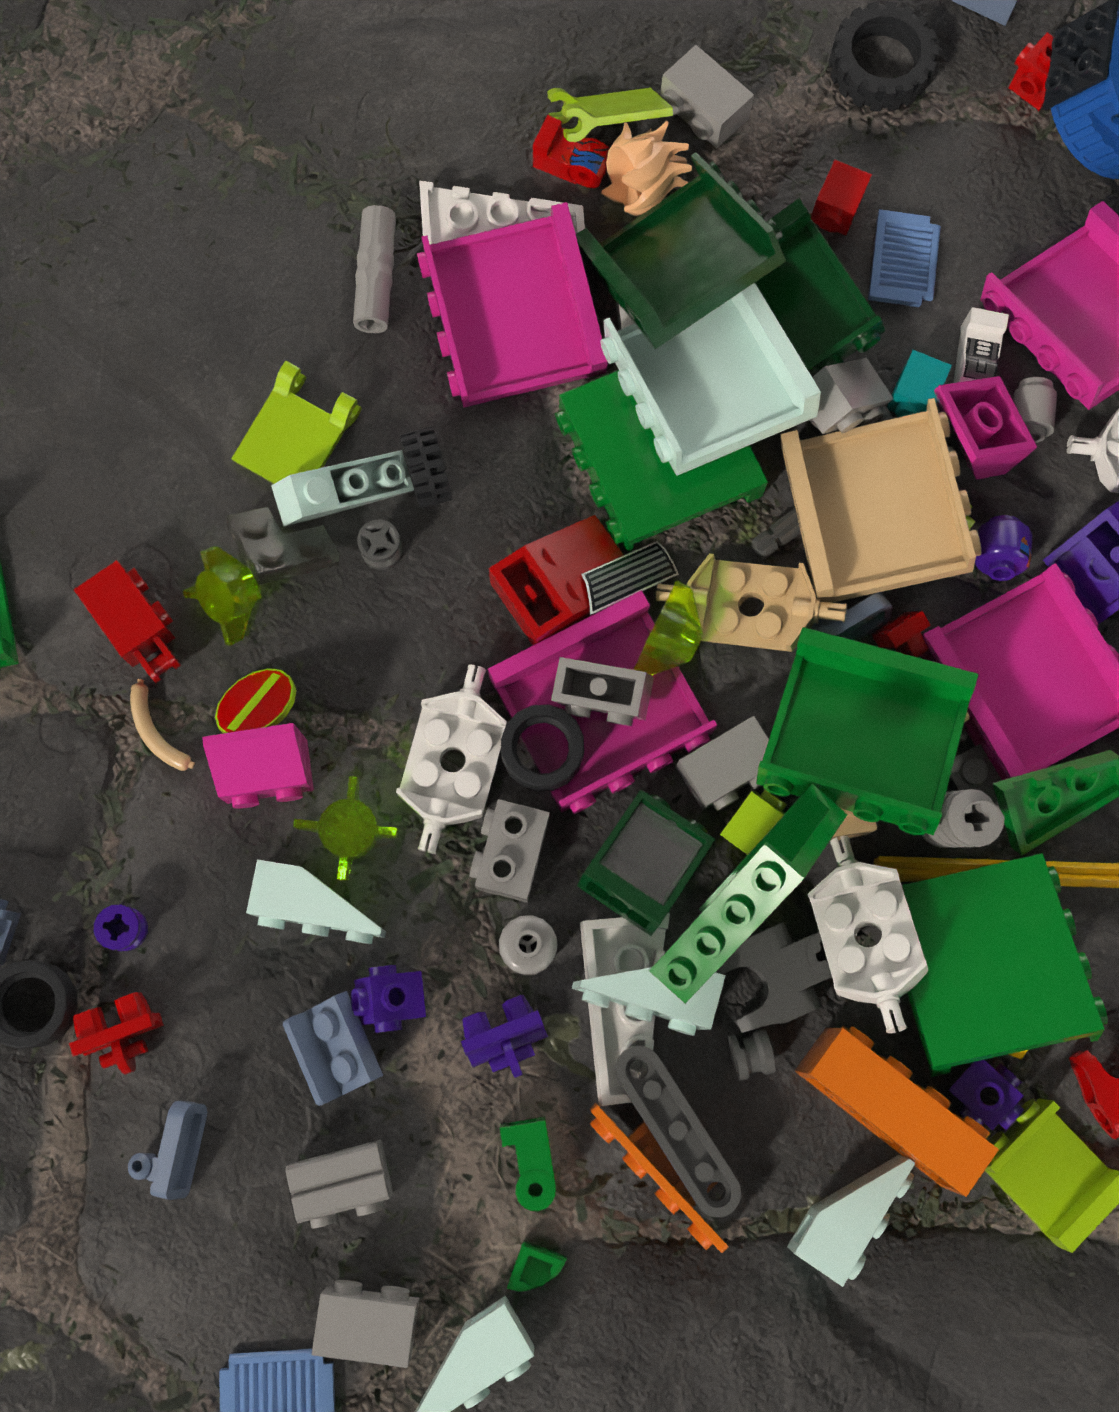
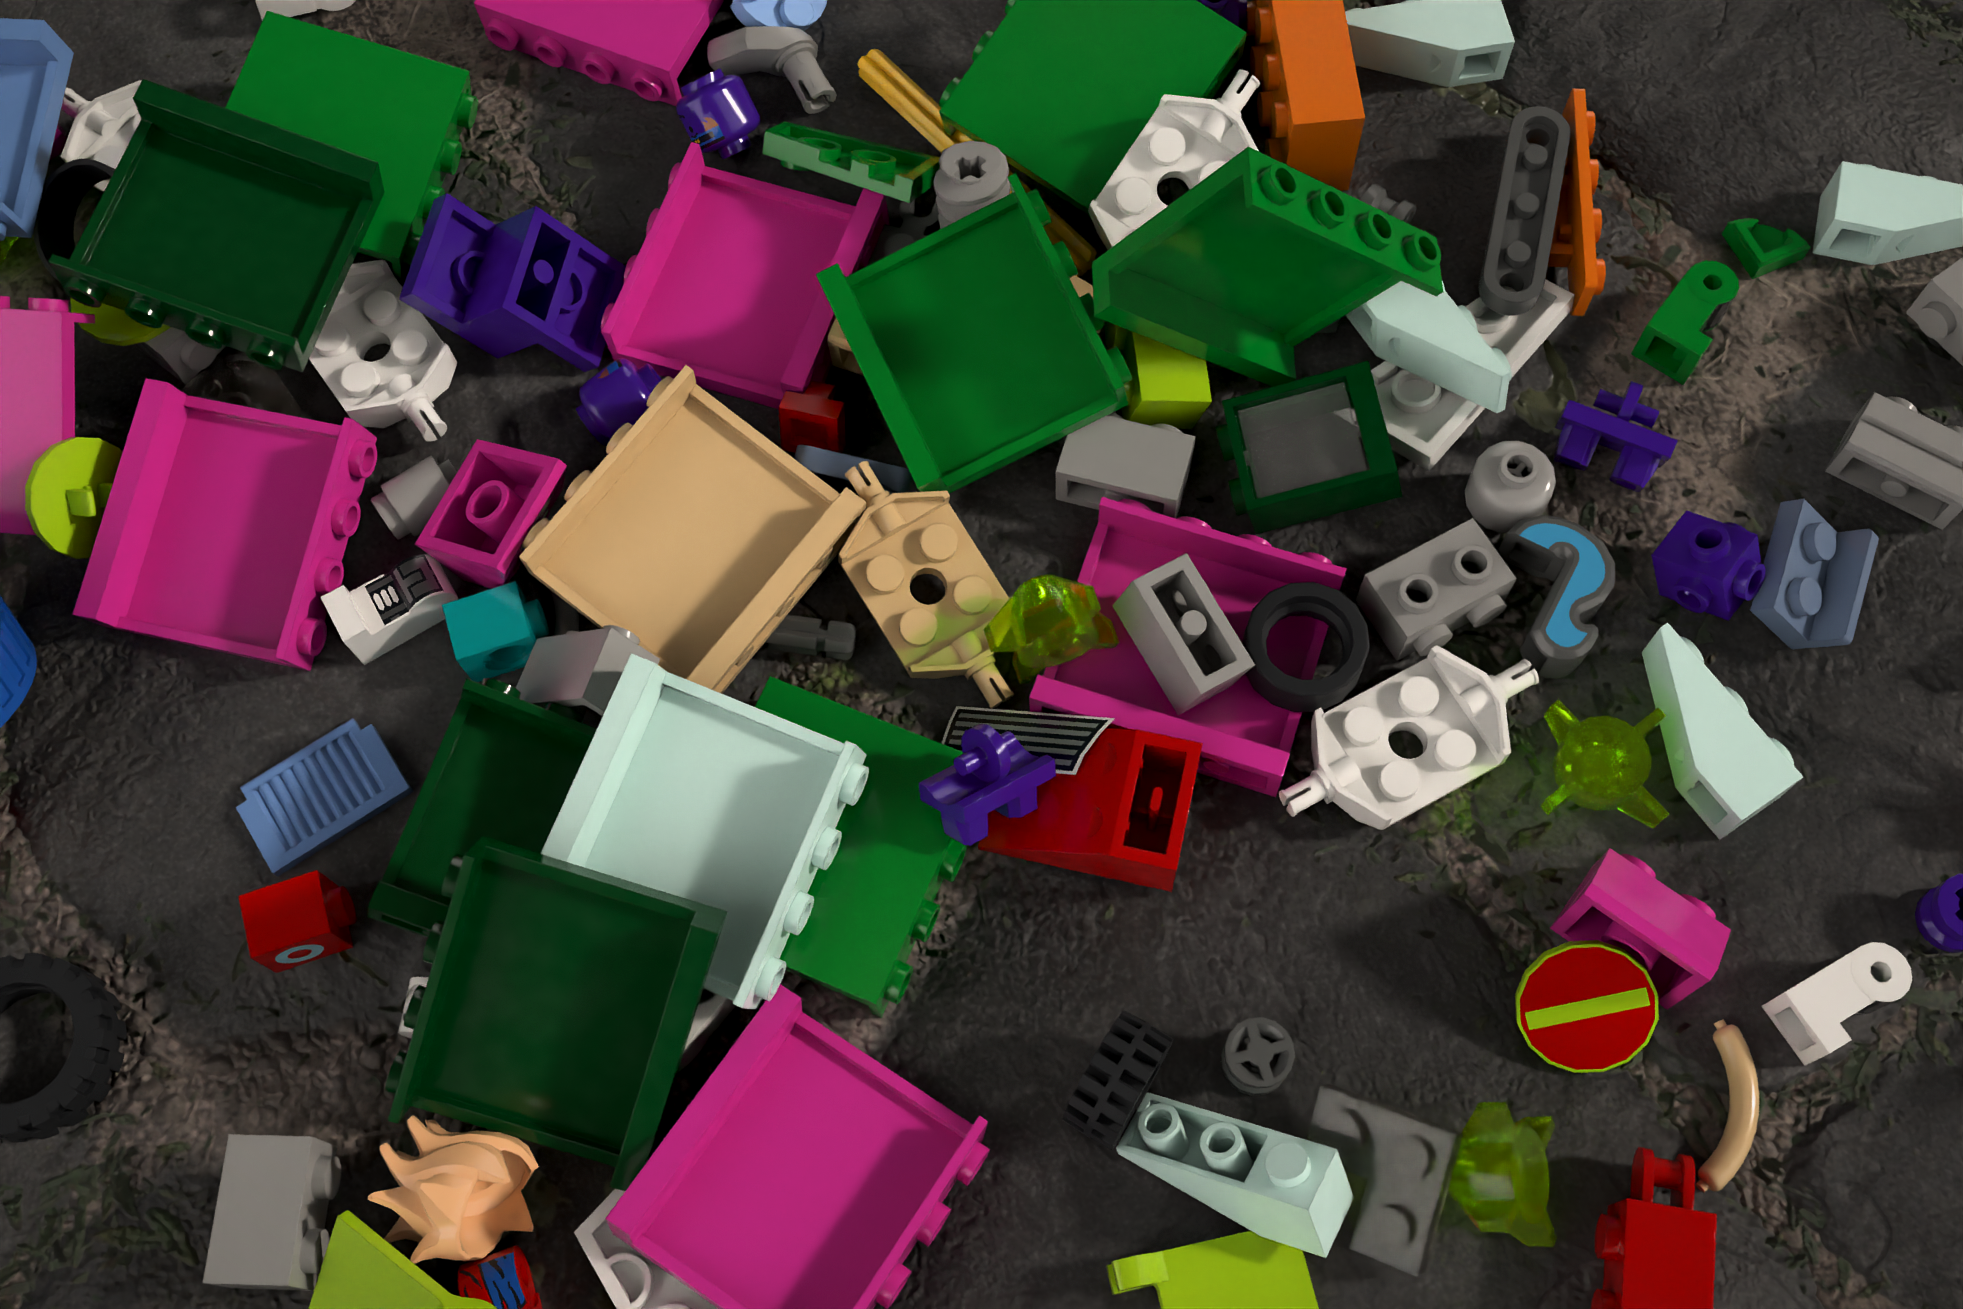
camera: 125 degrees left, 10 degrees down
(147, 828) = (1852, 985): none -> white leg
(441, 917) = (1582, 581): none -> dark grey animal
(612, 523) = (987, 777): none -> dark purple hips

